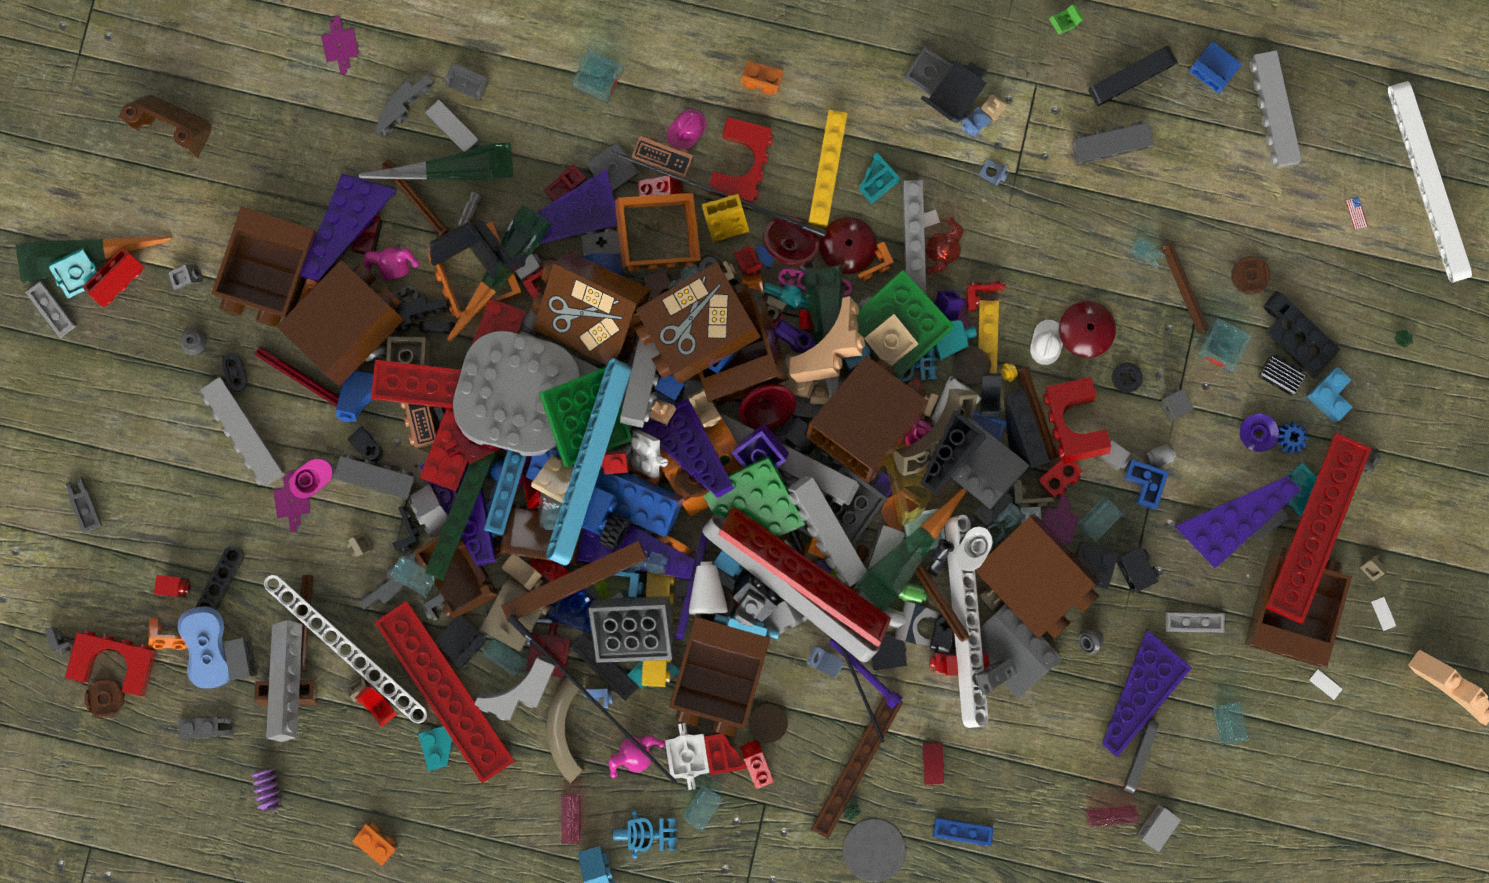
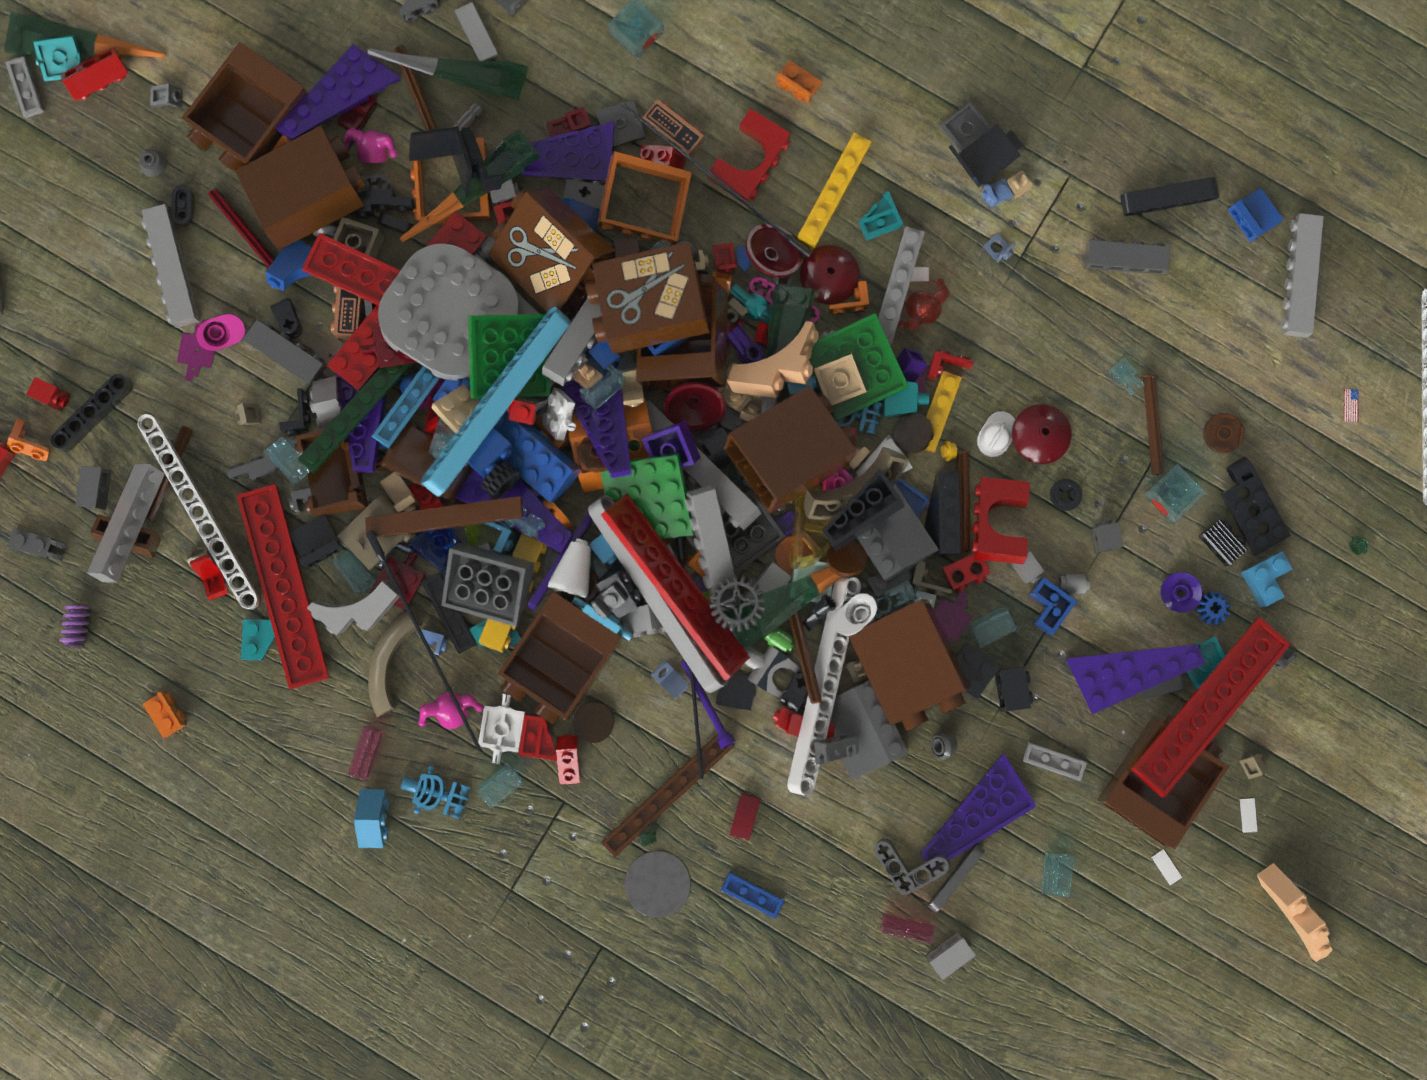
camera: 20 degrees right, 0 degrees up
(202, 633) = (63, 452): medium blue plate -> none
(680, 417) = (604, 388): none -> clear light blue hinge
(686, 129) = (707, 109): dark pink piece -> none
(725, 218) = (715, 206): yellow brick -> none
(872, 589) = (746, 603): none -> dark grey gear
(951, 501) = (847, 560): none -> reddish brown tile
(990, 395) = (923, 467): black bracket -> none
(1066, 19) = (1121, 119): bright green bracket -> none
(1099, 767) = (910, 875): none -> dark grey beam

